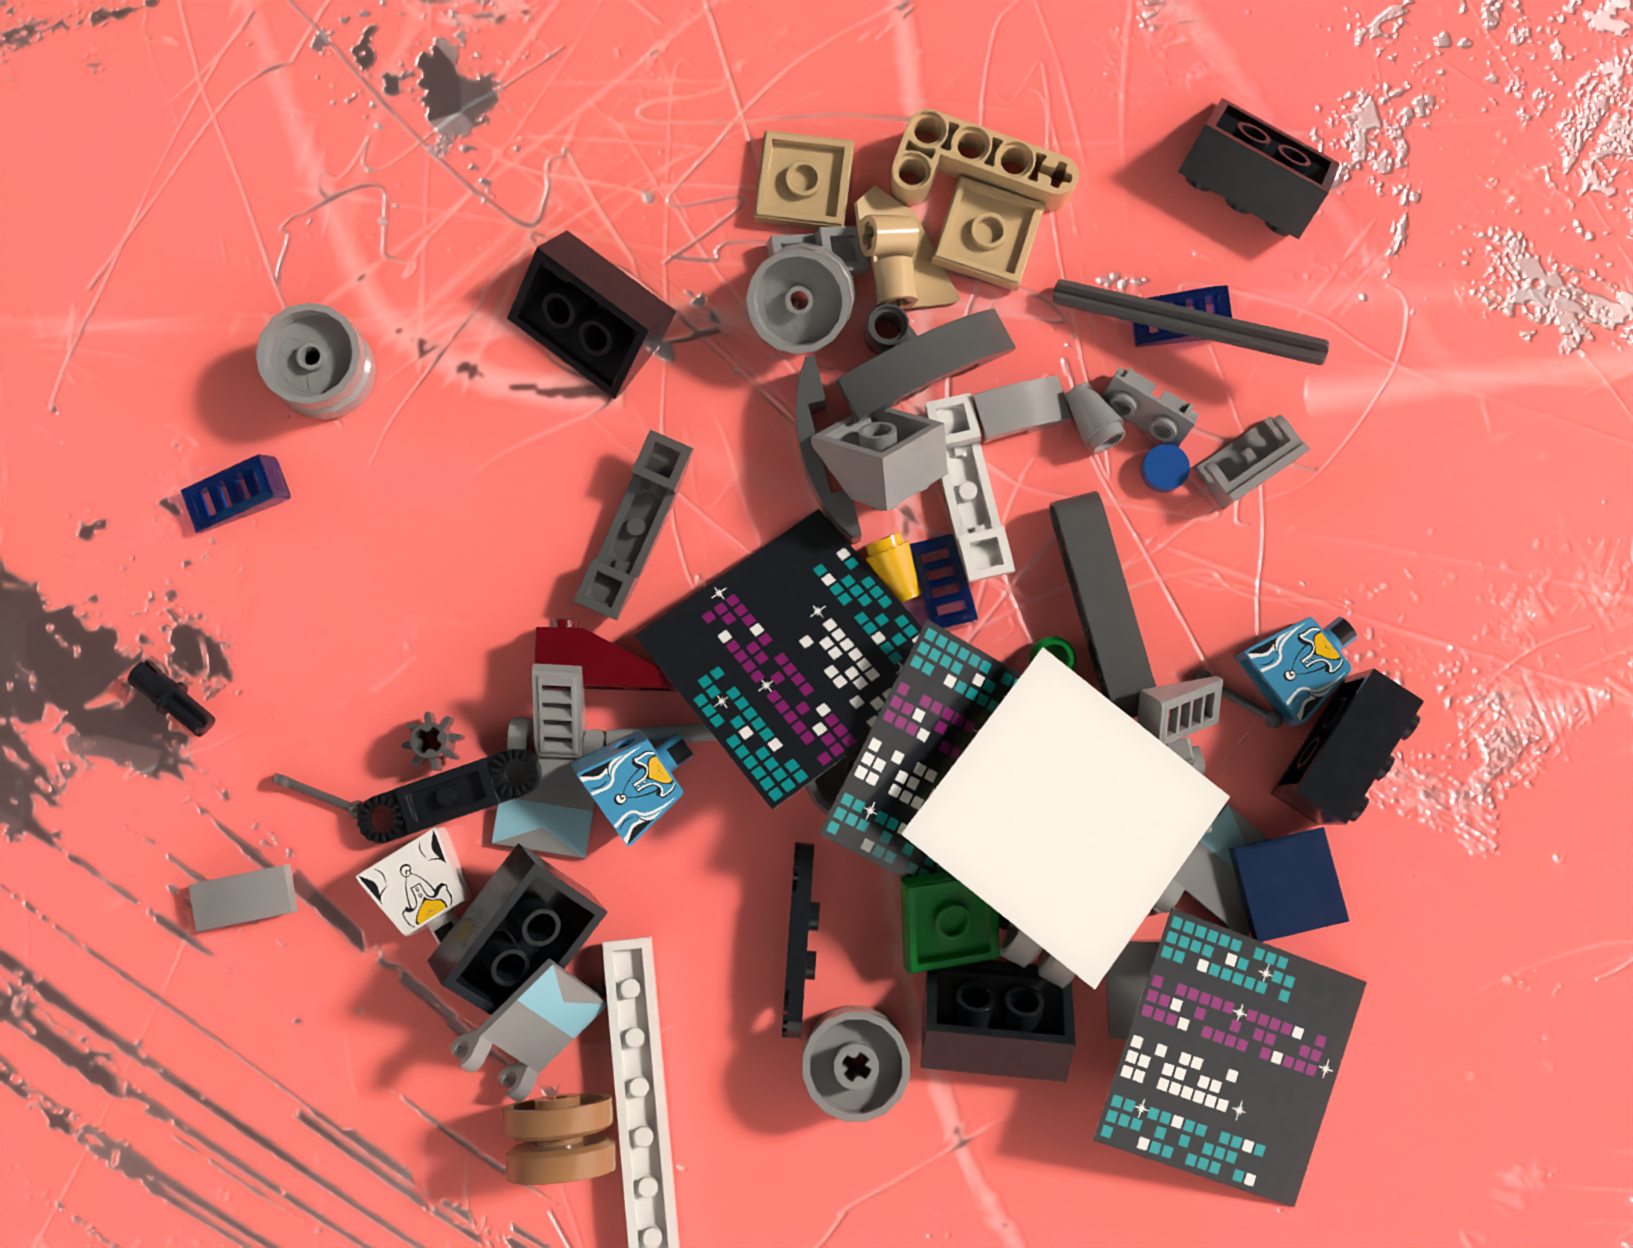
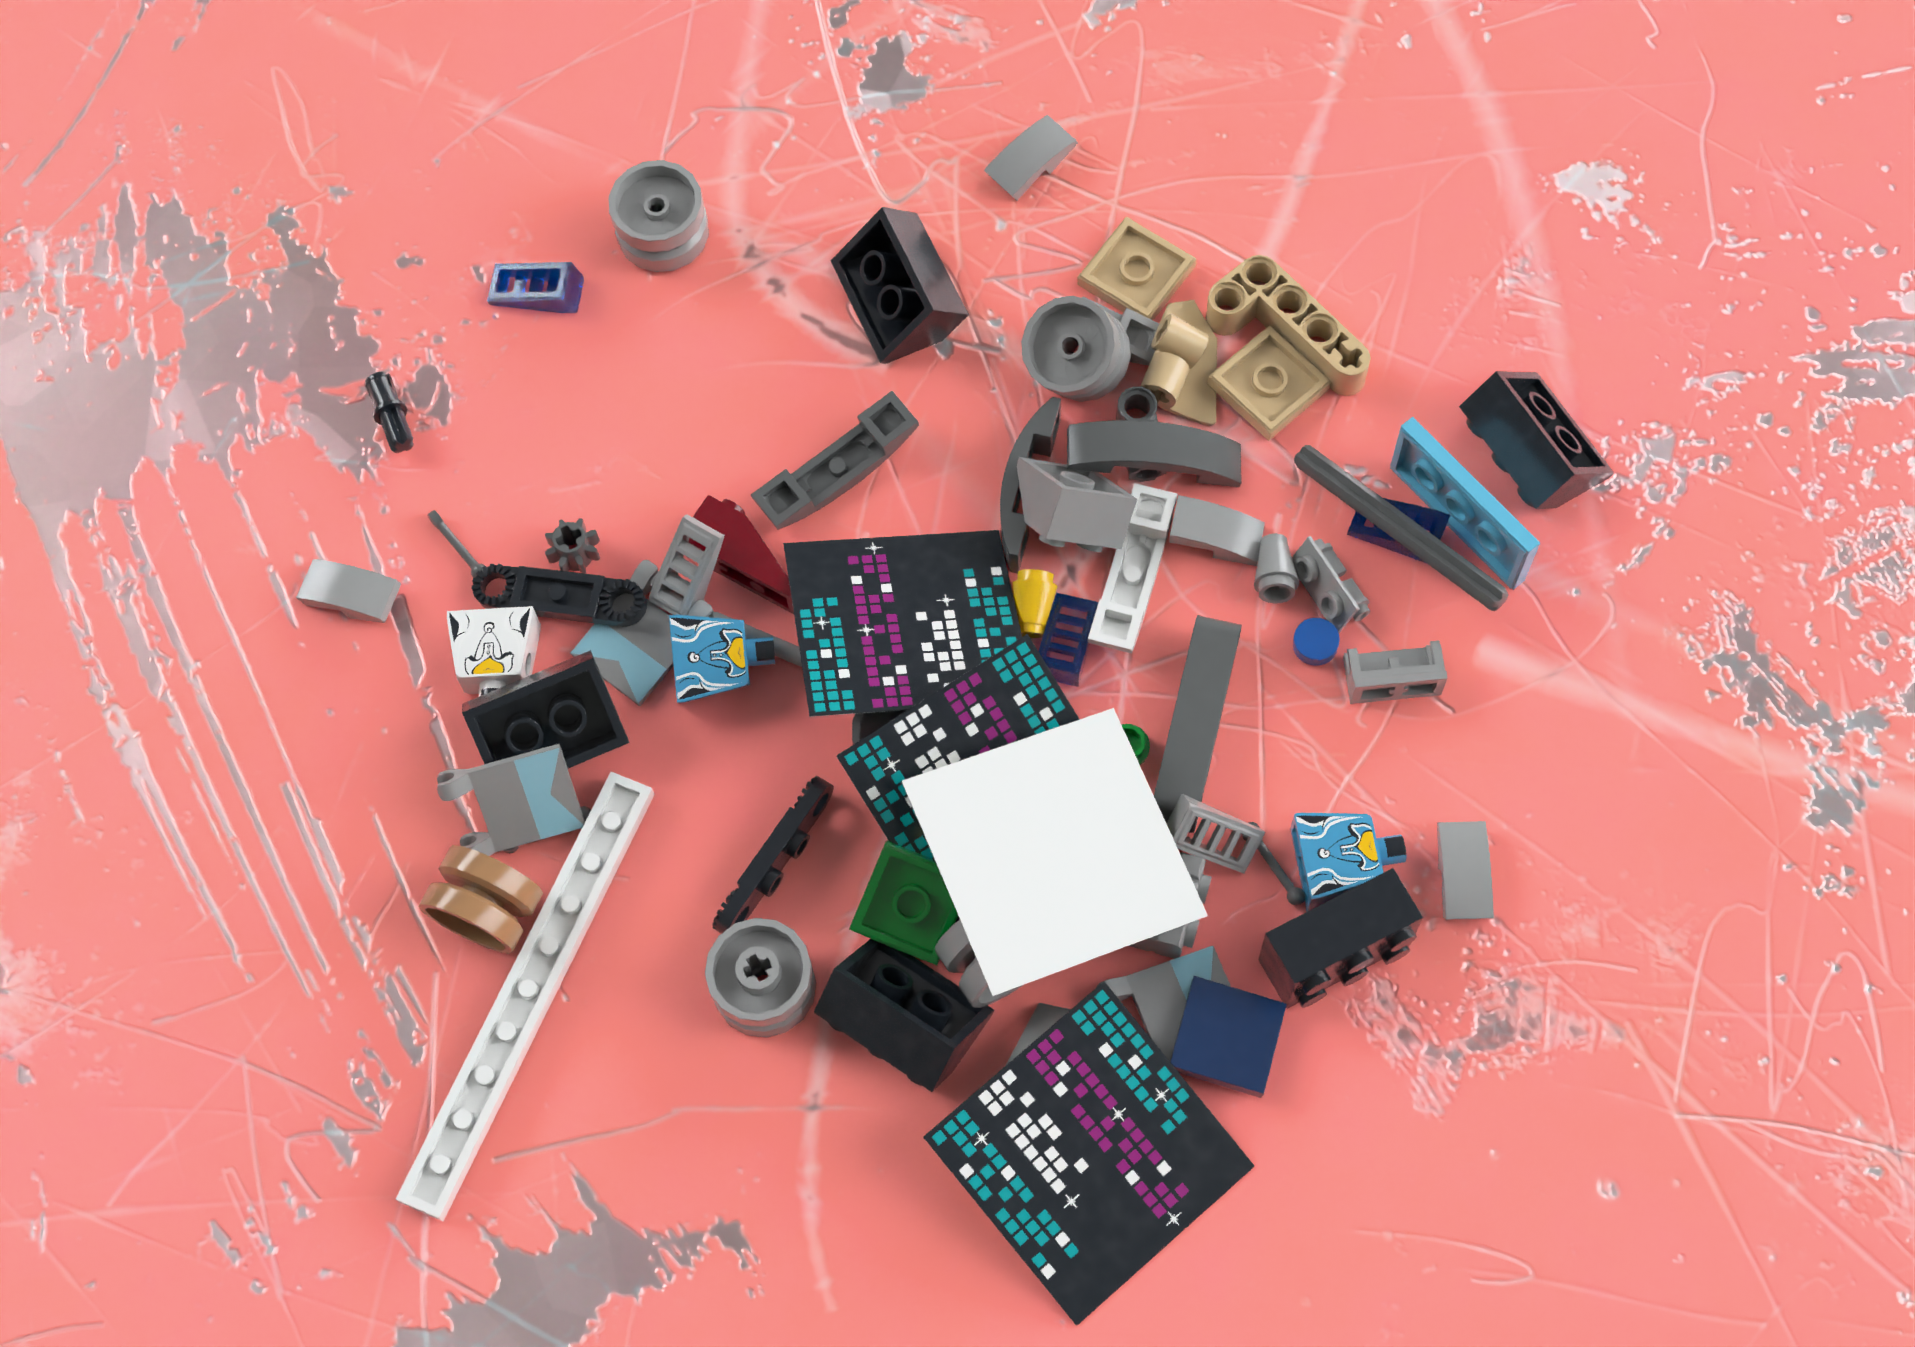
camera: 35 degrees right, 15 degrees down
(639, 112) = (1029, 155): none -> light grey slope
(1245, 270) = (1473, 510): none -> medium azure tile
(1410, 617) = (1465, 870): none -> light grey slope

